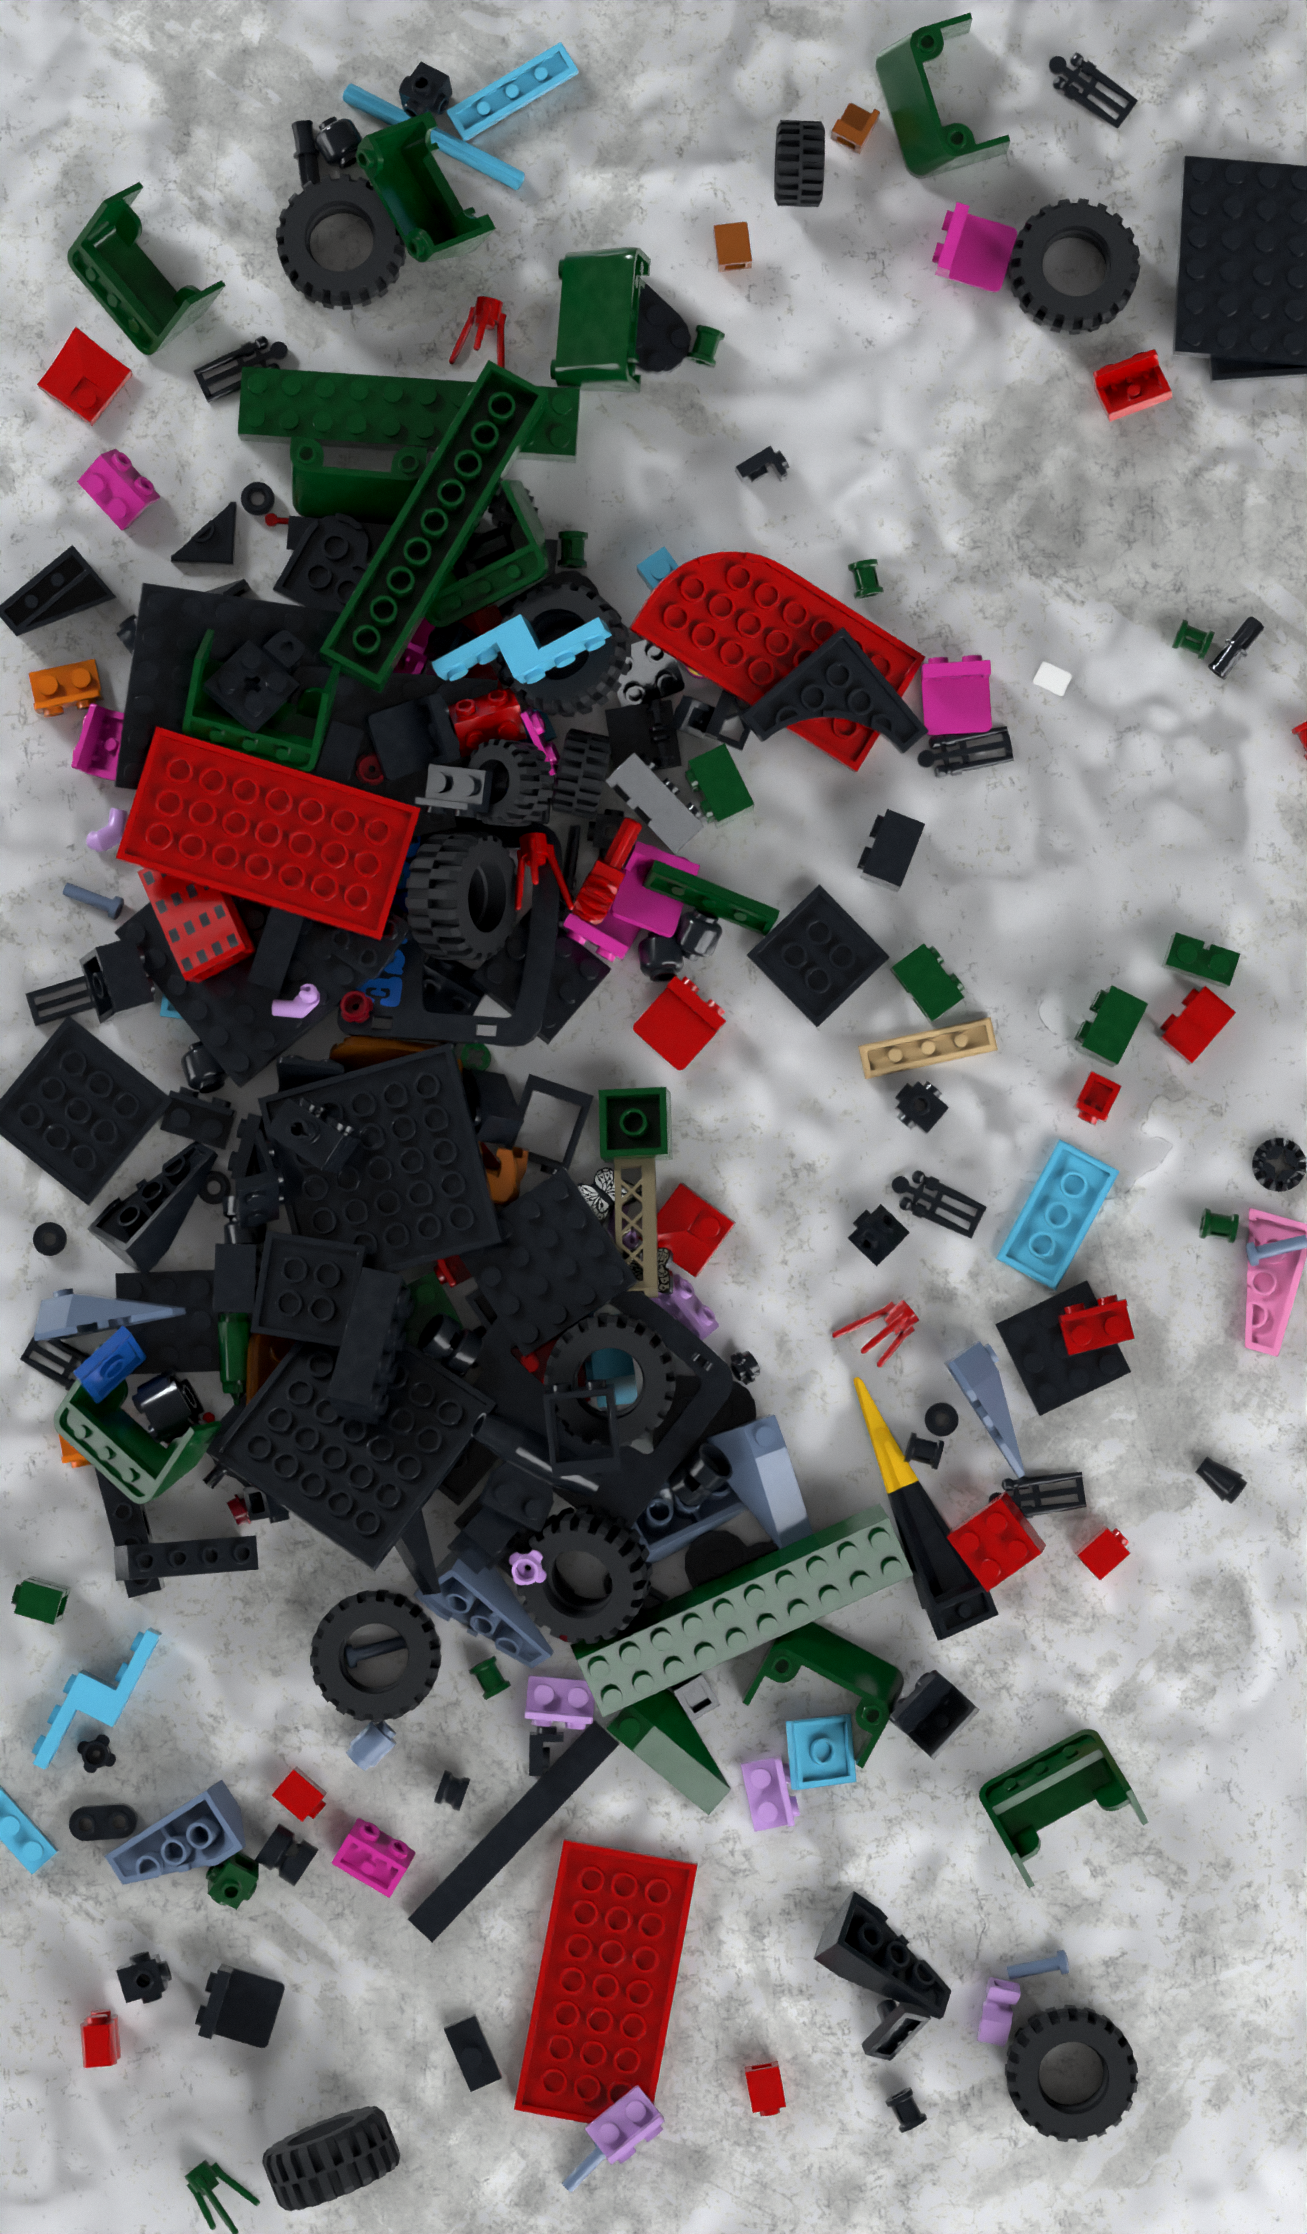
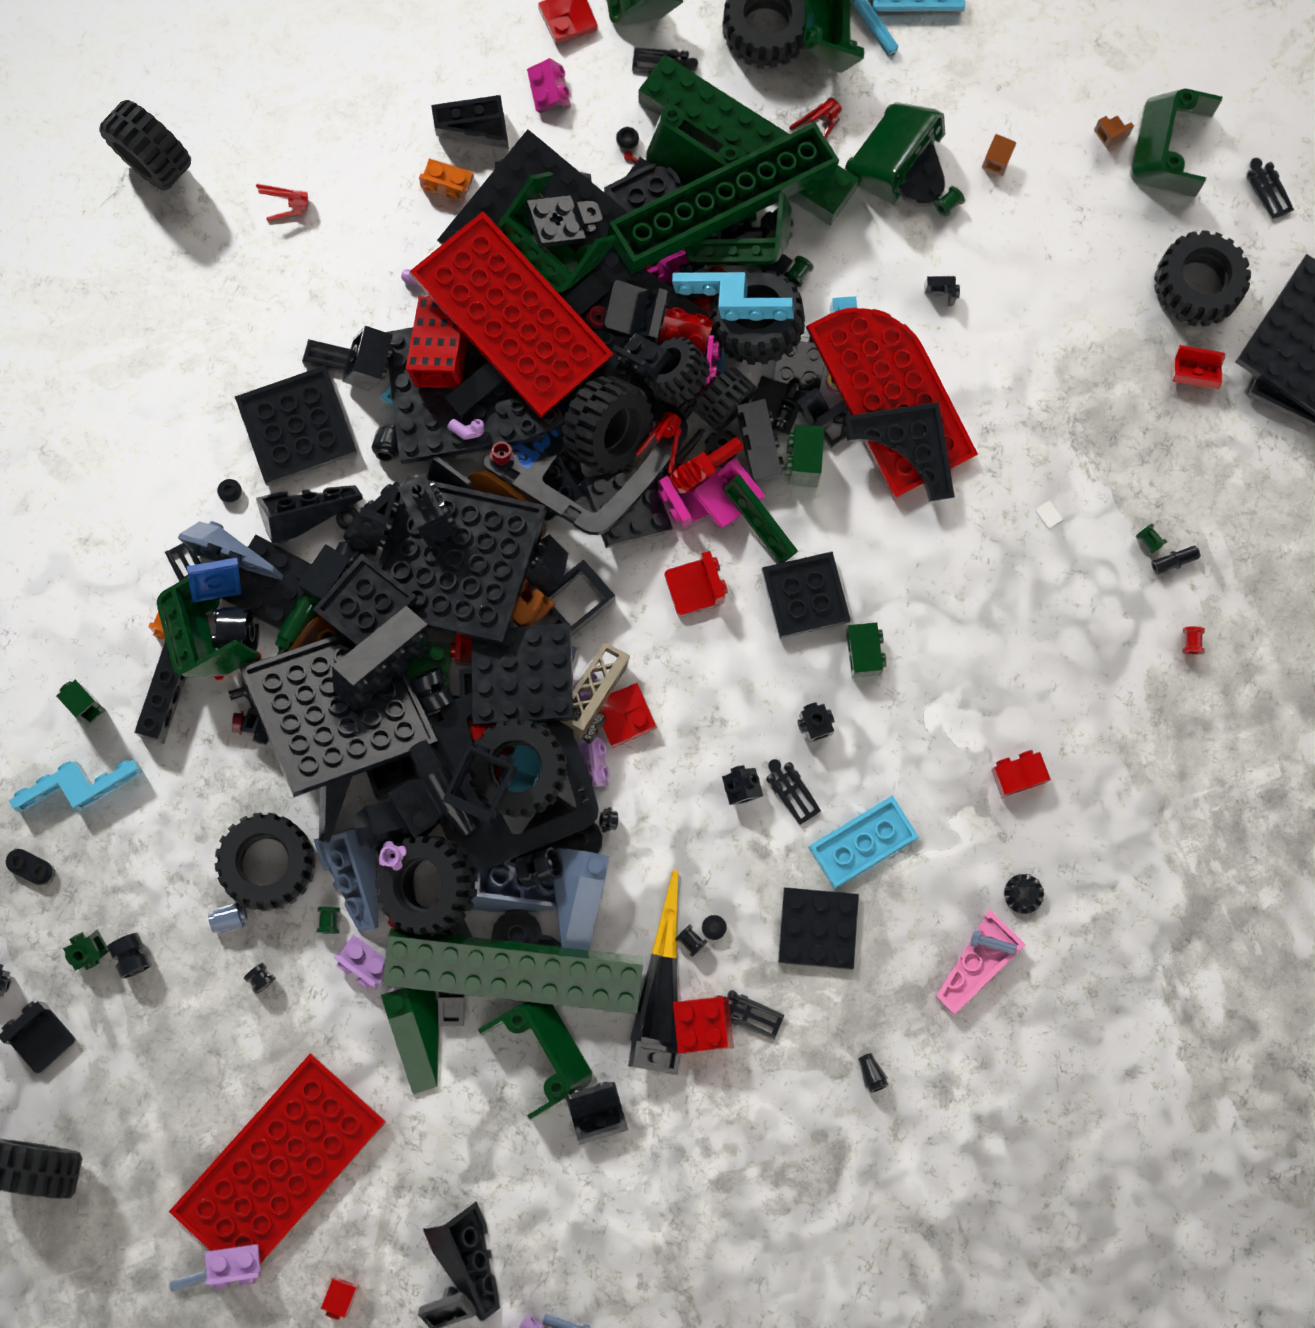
camera: 25 degrees right, 10 degrees down
(87, 1750) = (48, 816): black plate -> none
(99, 743) = (441, 217): dark pink bracket -> none
(113, 907) = (393, 319): sand blue piece -> none
(185, 1558) = (185, 727): black brick -> none
(189, 1837) = (76, 906): sand blue wedge -> none
(199, 1119) = (366, 472): black bracket -> none
(213, 542) = (585, 148): black tile -> none
(300, 1795) = (162, 923): red brick -> none
(372, 1650) = (252, 855): sand blue piece -> none
(374, 1857) = (183, 991): dark pink bracket -> none
(473, 2052) = (166, 1158): black tile -> none
(486, 1058) = (562, 527): dark green bush -> none
(513, 1831) = (282, 1029): black tile -> none
(538, 1755) = (328, 987): black bracket -> none
(602, 1193) = (582, 660): animal -> none
(635, 1123) = (631, 628): dark green brick -> none
(660, 957) = (707, 537): black head -> none
(698, 934) = (738, 538): black head -> none
(768, 1793) = (460, 1103): lavender bracket -> none
(799, 163) = (1068, 125): black tyre -> none
(821, 1751) = (509, 1095): medium azure tile -> none
(865, 578) = (967, 388): dark green bush -> none
(892, 849) = (889, 554): black brick -> none
(899, 1319) = (723, 847): red plant -> none
(927, 757) = (943, 515): black piece -> none
(927, 1048) = (841, 691): tan tile -> none
(956, 695) = (984, 487): dark pink bracket -> none
(974, 250) = (1144, 236): dark pink bracket -> none
(982, 1386) = (753, 914): sand blue wedge -> none
(1051, 1788) = (644, 1210): dark green windscreen -> none
(1096, 1098) = (930, 783): red bracket -> none
(1096, 1325) = (848, 923): red bracket -> none
(1103, 1552) = (769, 1074): red brick -> none
(1110, 1026) = (966, 741): dark green brick -> none
(1210, 965) = (1044, 736): dark green piece -> none
(1218, 1226) = (963, 909): dark green bush -> none

